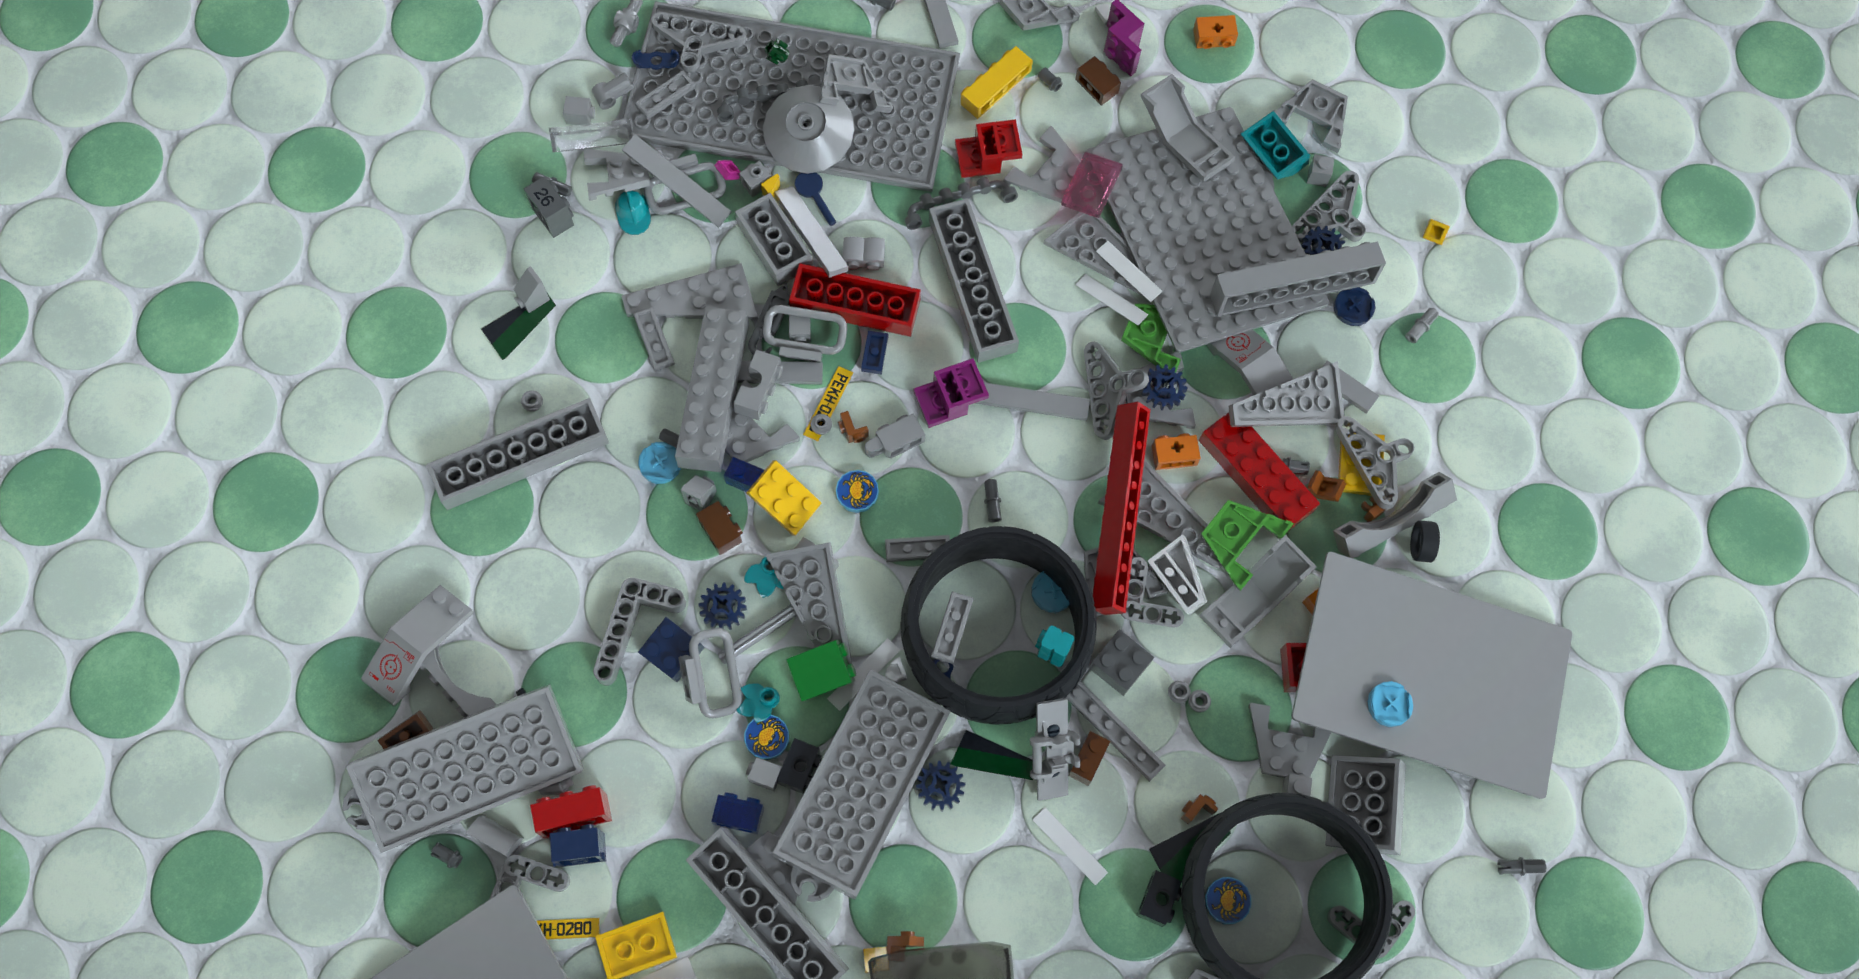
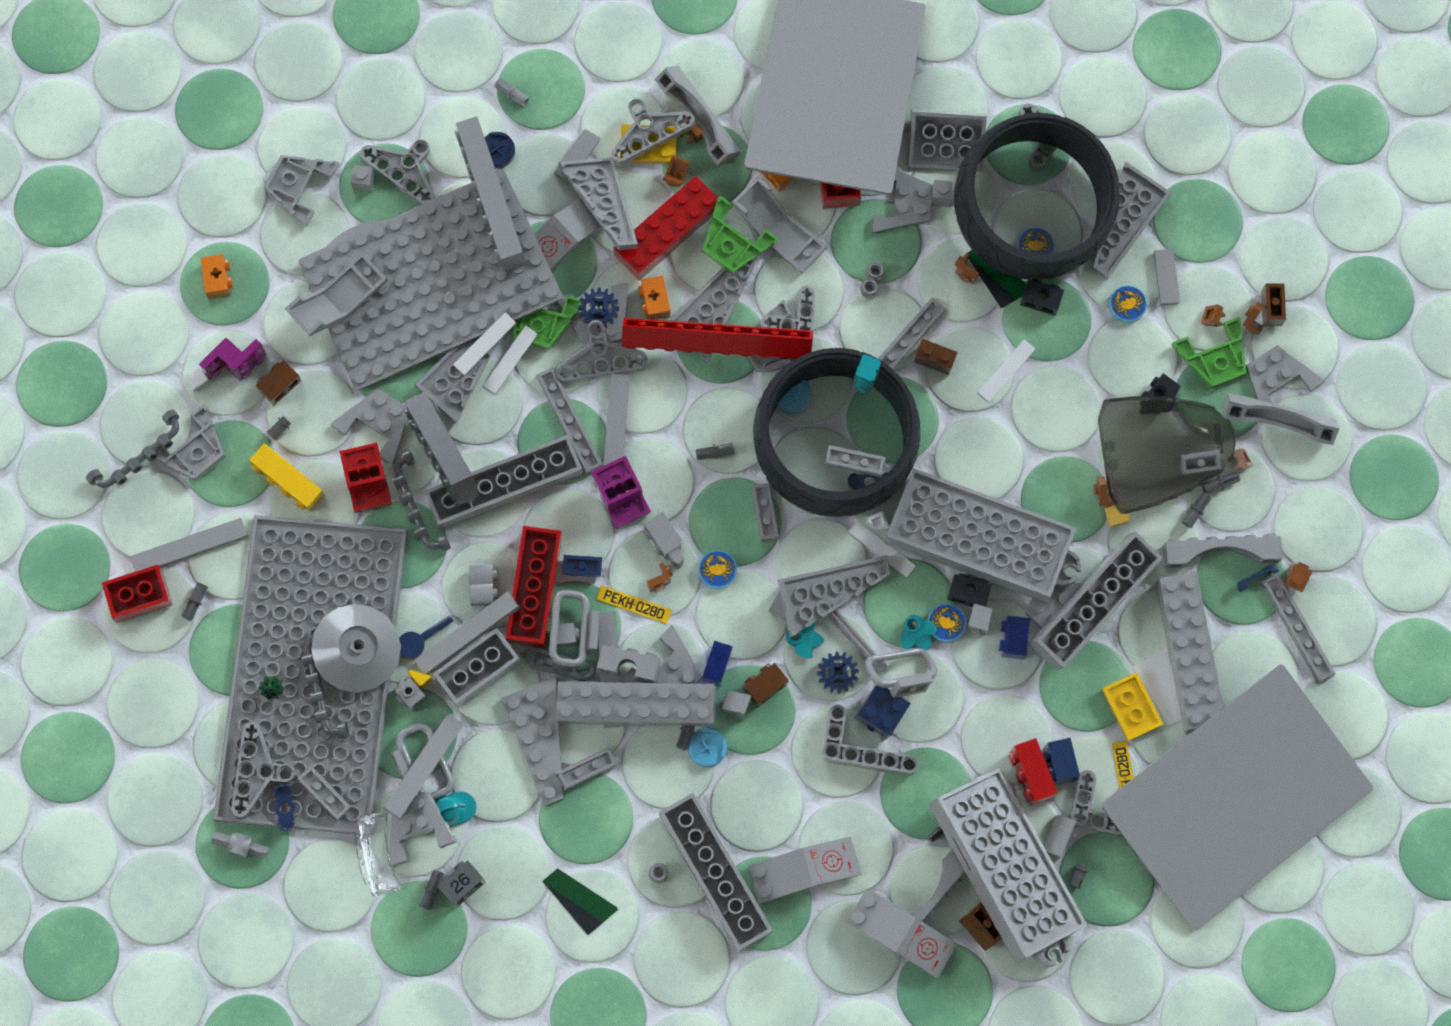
camera: 95 degrees left, 5 degrees up
(506, 550) = (804, 869): none -> light grey windscreen
(530, 291) = (552, 888): light grey slope -> none
(578, 111) = (348, 876): light grey brick -> none
(608, 92) = (324, 848): light grey piece -> none
(728, 169) = (403, 722): dark pink tile -> none
(784, 497) = (735, 628): yellow plate -> none
(821, 429) = (659, 612): light grey plate -> none
(821, 669) = (887, 579): green brick -> none
(852, 76) = (296, 615): light grey wing -> none
(949, 781) = (968, 468): dark blue gear -> none
(986, 756) = (942, 439): dark green sticker -> none
(1009, 212) = (440, 449): none -> brick
(1038, 354) = (569, 420): none -> light grey tile
(1059, 749) = (937, 380): light grey piece -> none
(1092, 184) = (395, 379): clear pink tile -> none
(1121, 662) = (851, 332): dark grey brick -> none
(1179, 574) = (769, 290): white wedge -> none
(1276, 146) = (343, 218): teal slope -> none
(1297, 466) = (658, 197): dark grey pin -> none
(1321, 238) = (443, 168): dark blue gear -> none
(1390, 704) = (868, 118): medium azure tile -> none
(1425, 541) = (720, 91): black tyre -> none
(1435, 231) = (414, 79): yellow slope -> none
(1522, 866) = (982, 23): dark grey axle -> none

